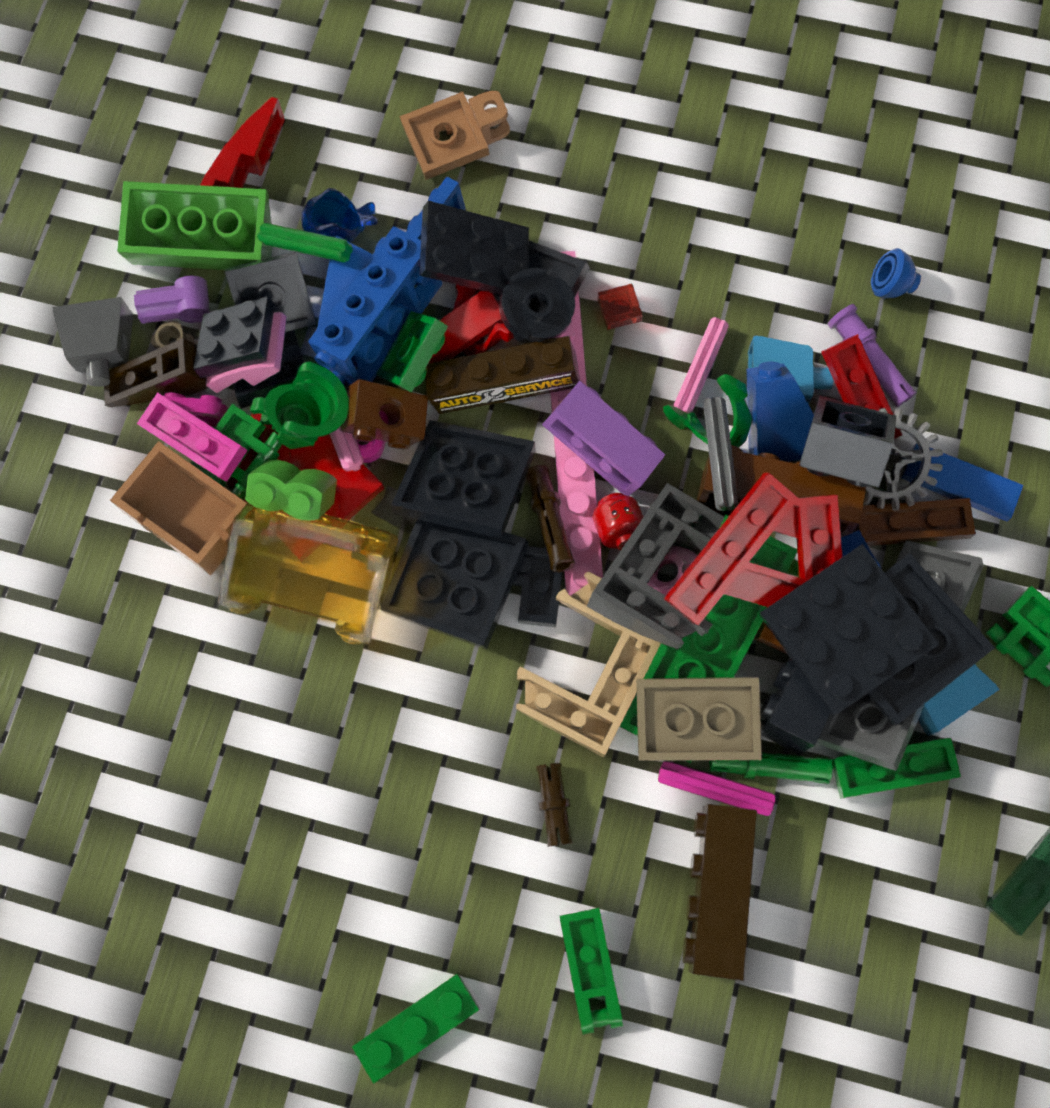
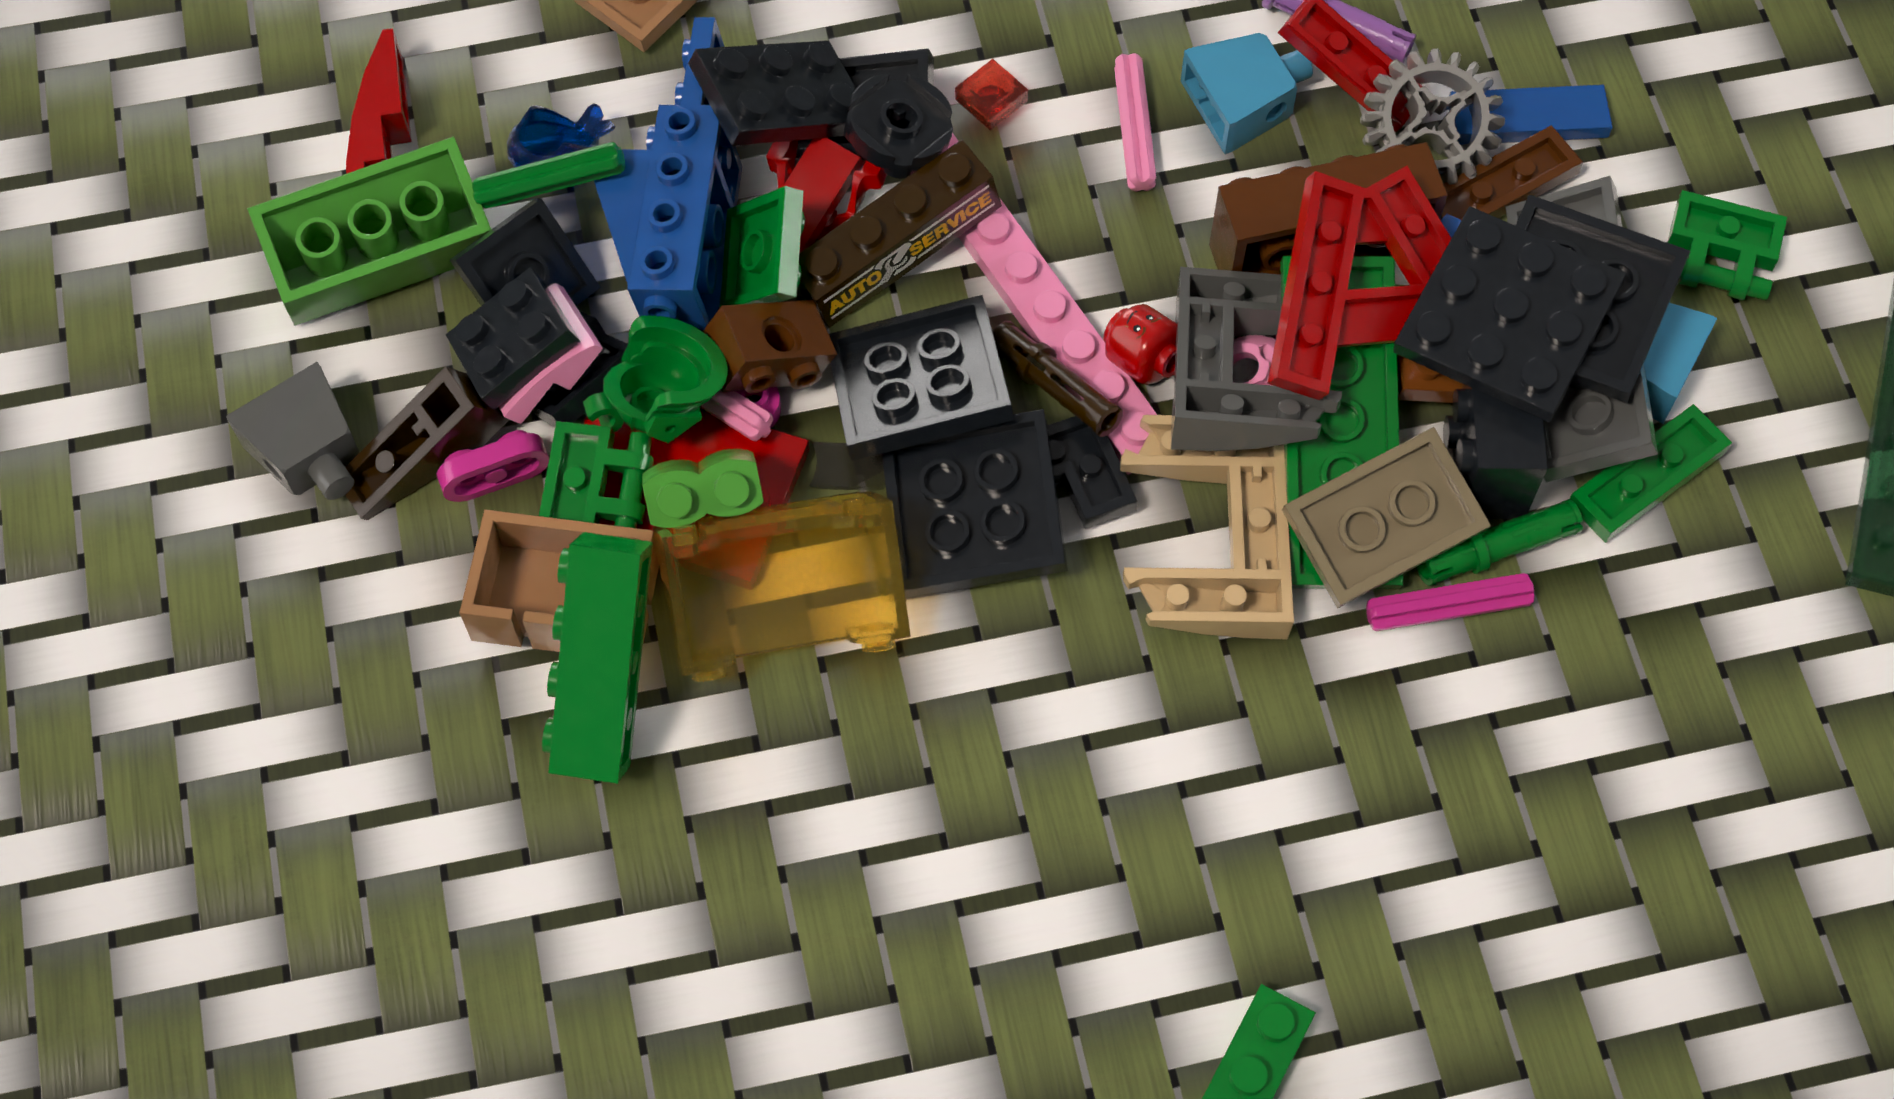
camera: 30 degrees left, 10 degrees down
(167, 332) = (399, 384): dark tan plate -> none
(170, 568) = (598, 656): none -> green brick
(182, 301) = (399, 335): medium lavender piece -> none
(192, 437) = (527, 484): dark pink plate -> none
(554, 804) = (1262, 720): dark brown pin -> none
(590, 969) = (1426, 891): green plate -> none
(604, 439) = (1069, 251): medium lavender brick -> none
(720, 454) = (1236, 188): dark grey axle -> none
(721, 892) = (1530, 716): dark brown brick -> none
(742, 419) = (1209, 115): green helmet -> none
(778, 412) = (1273, 119): blue slope -> none
(849, 442) = (1382, 106): brick -> none

